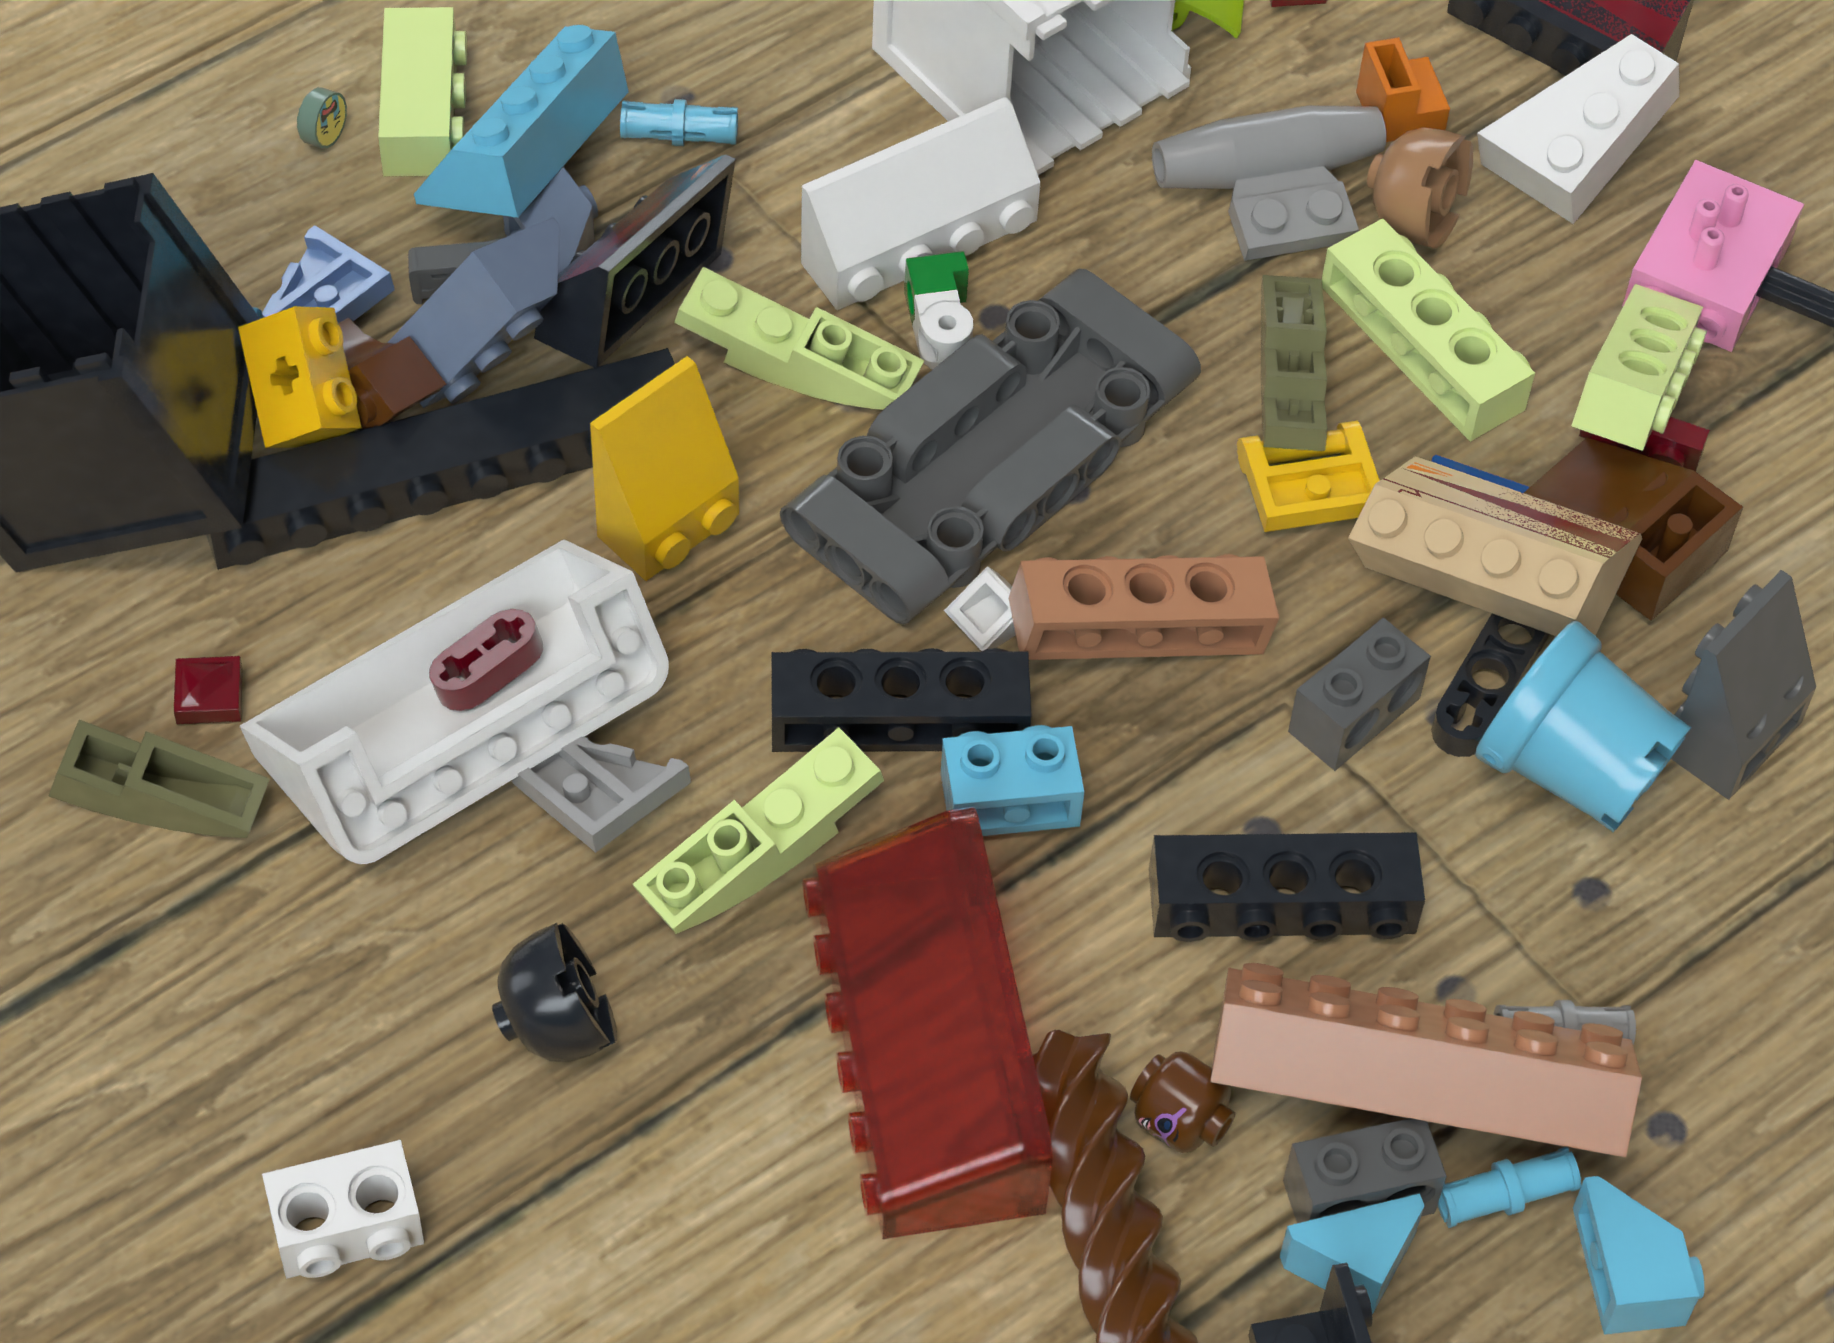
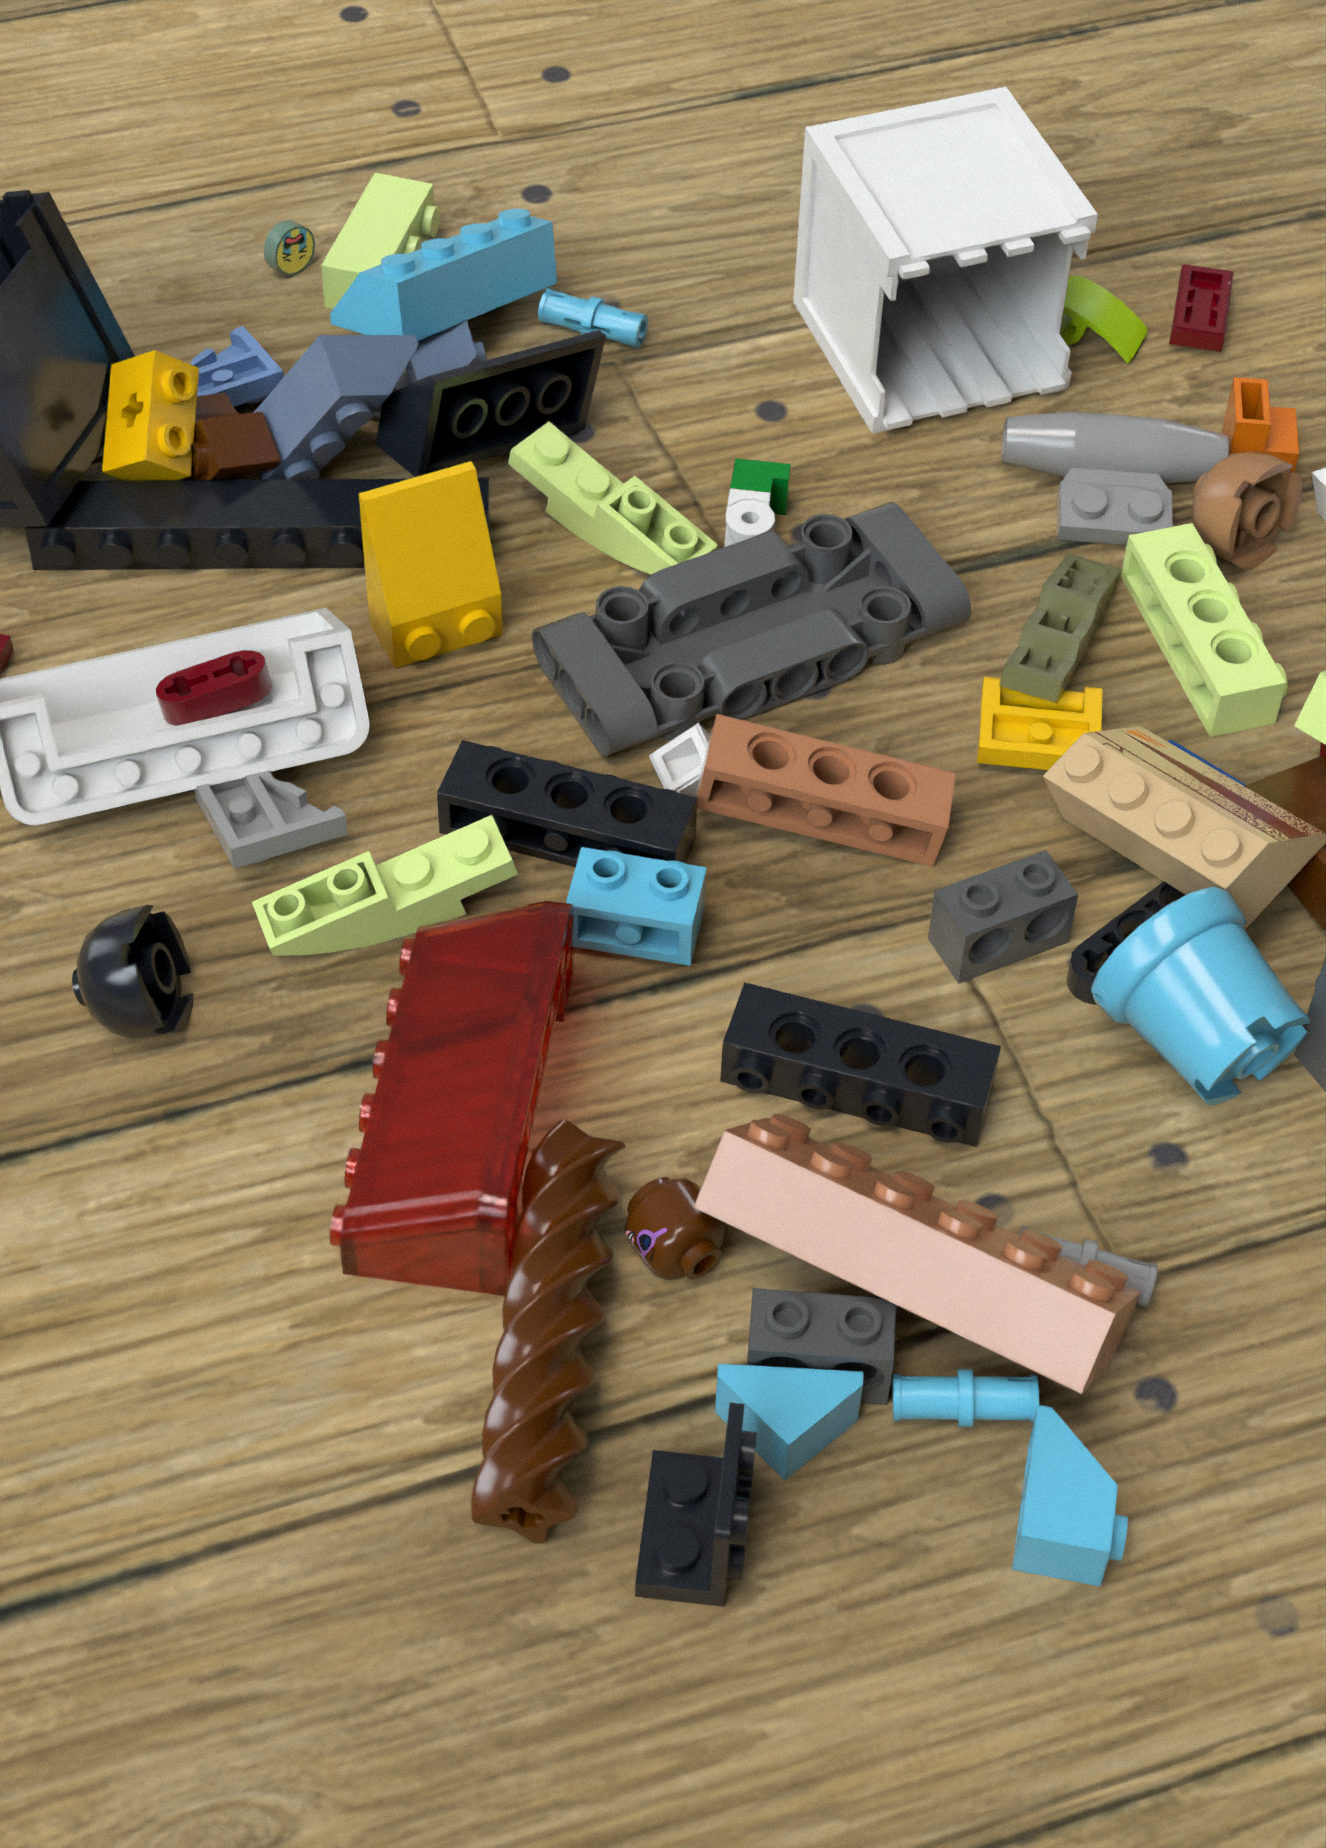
camera: 20 degrees right, 5 degrees down
(918, 200) = (780, 406): white slope -> none

